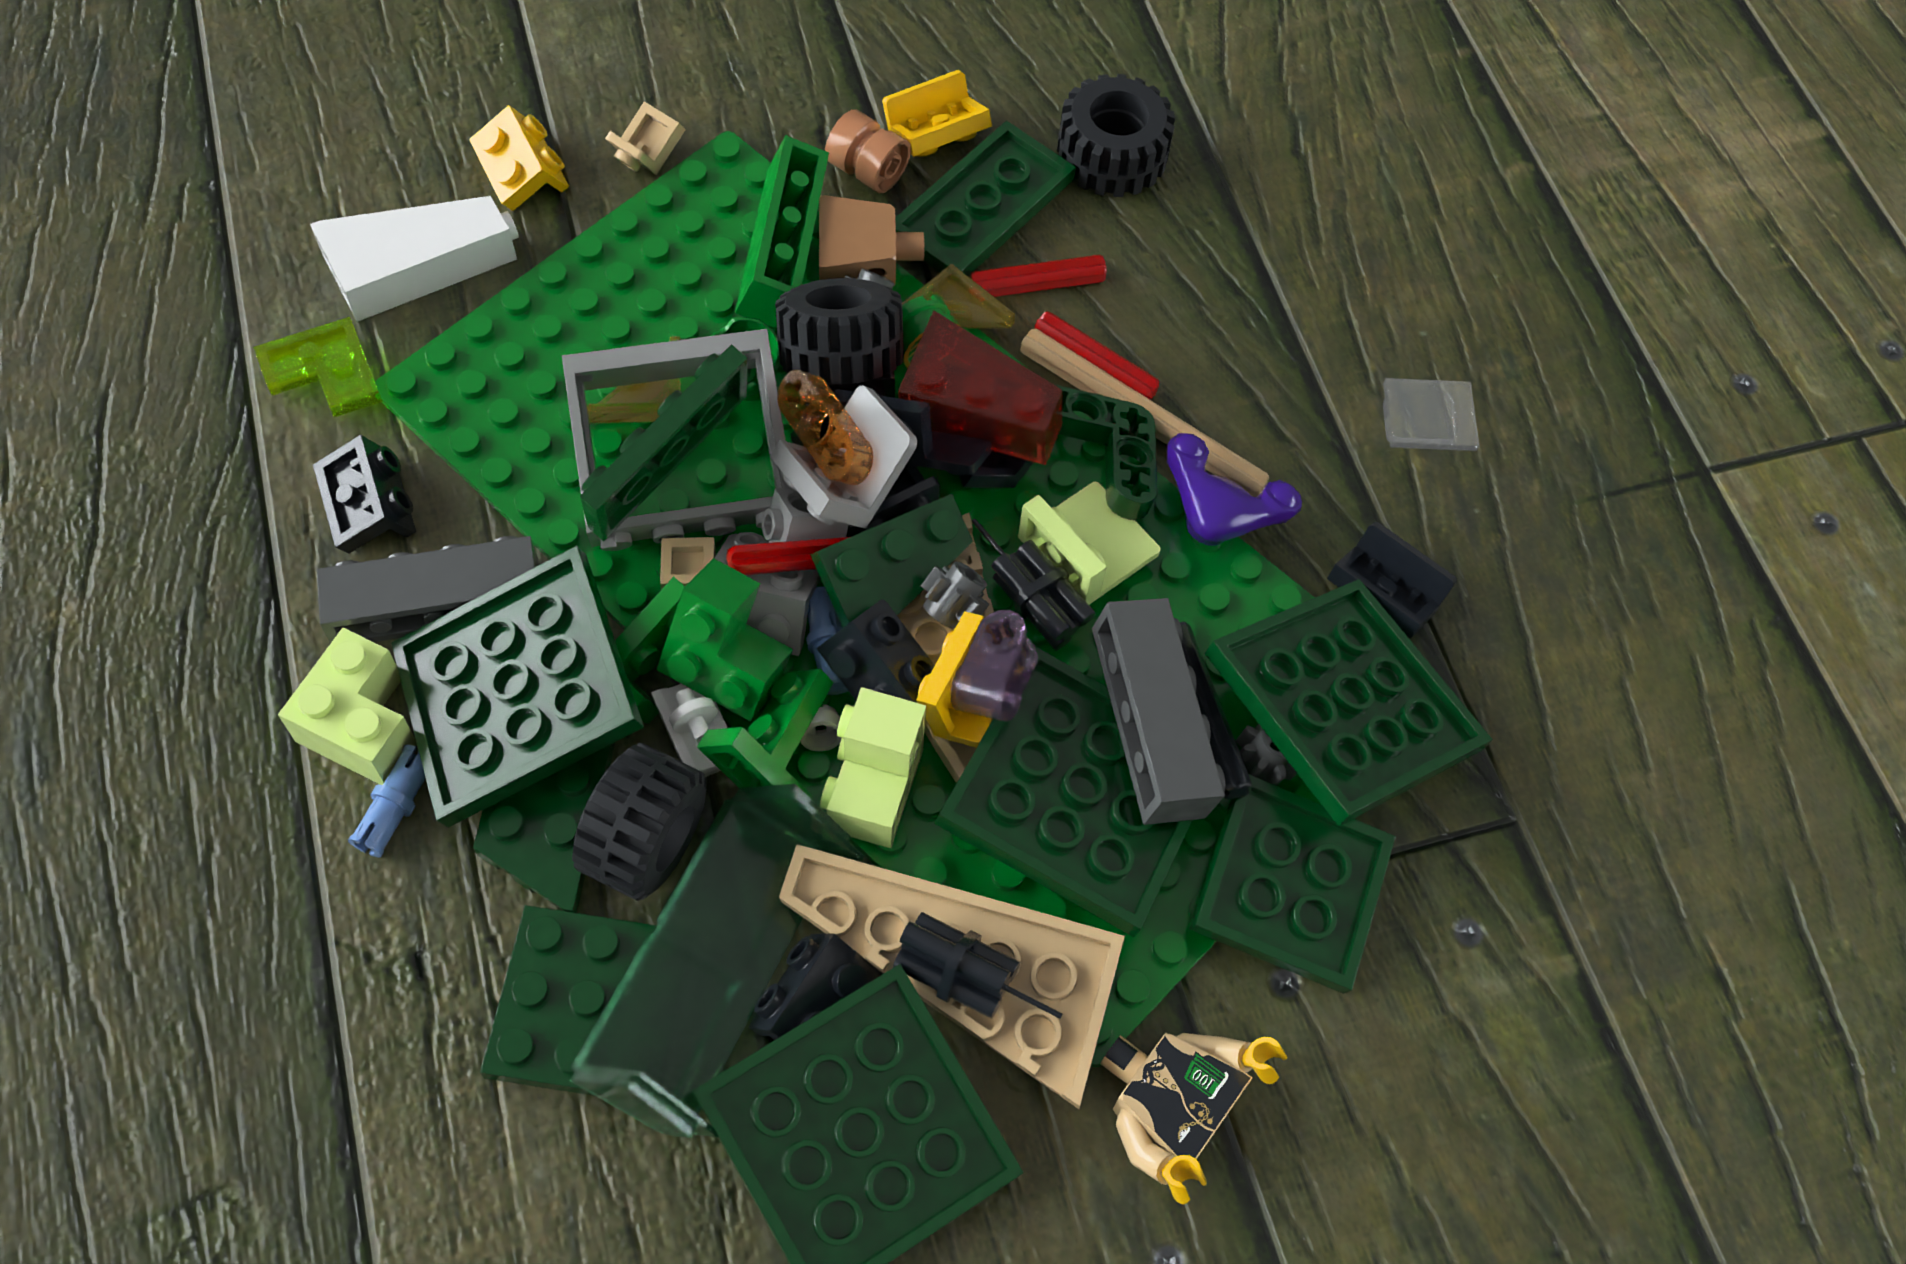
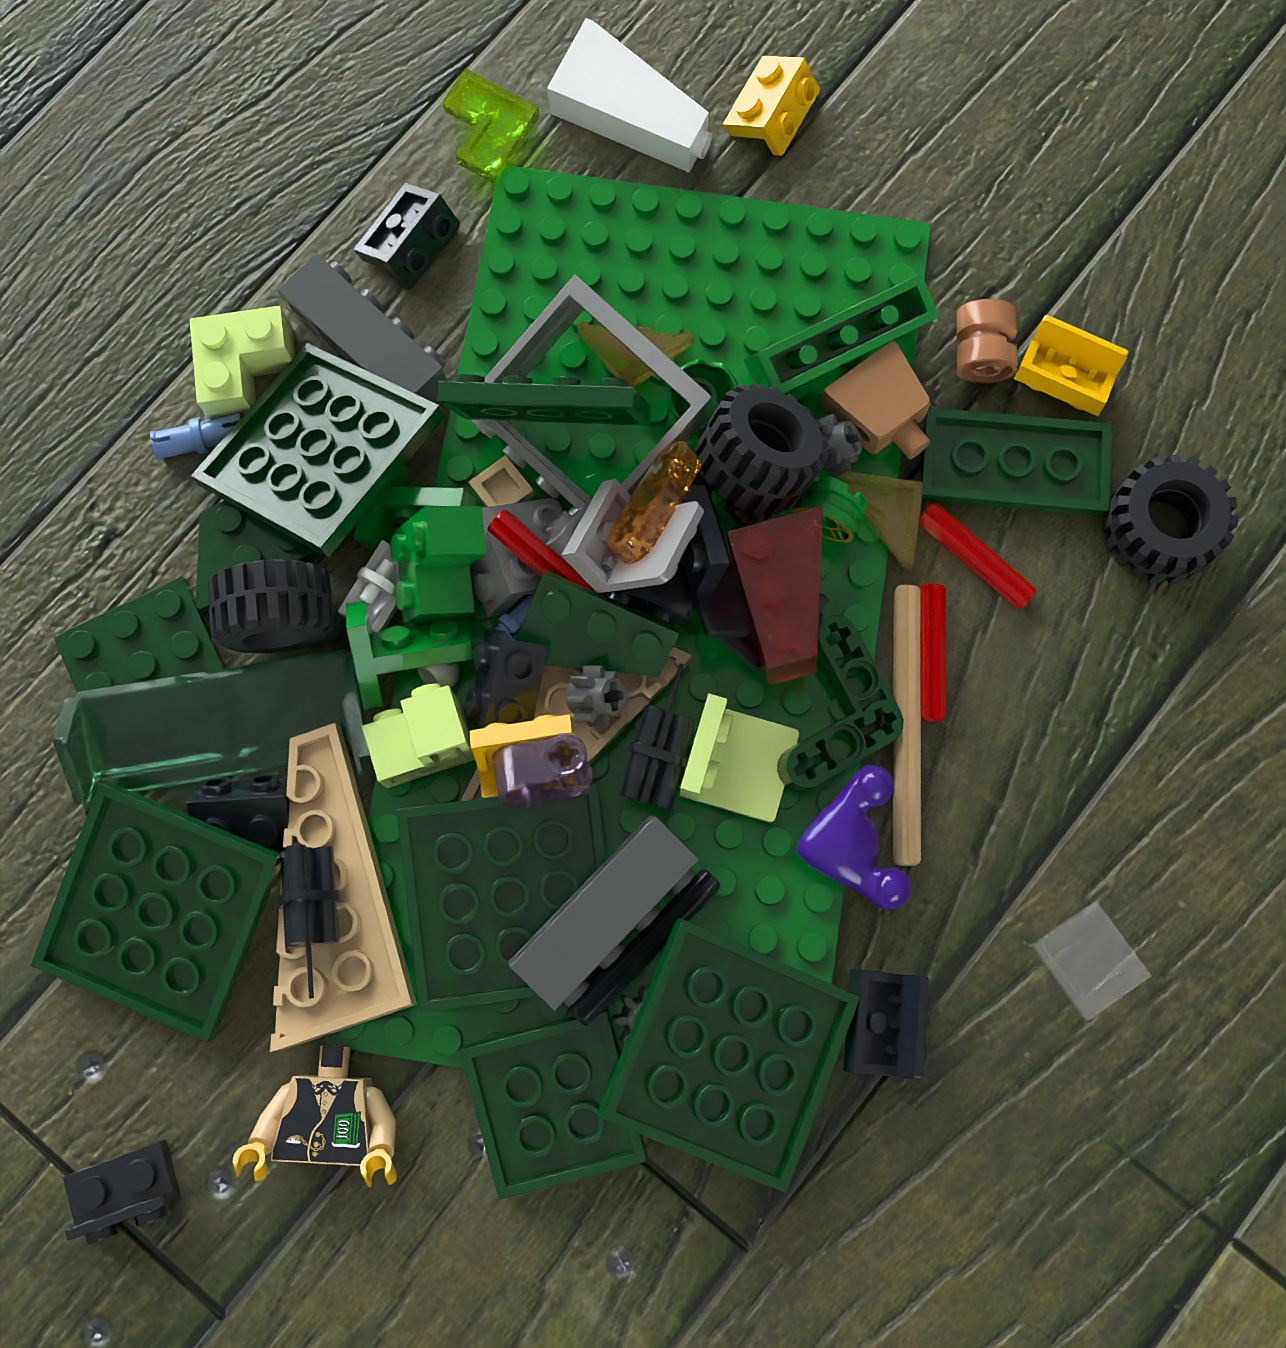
camera: 65 degrees right, 15 degrees up
(647, 139) = (863, 175): tan bracket -> none

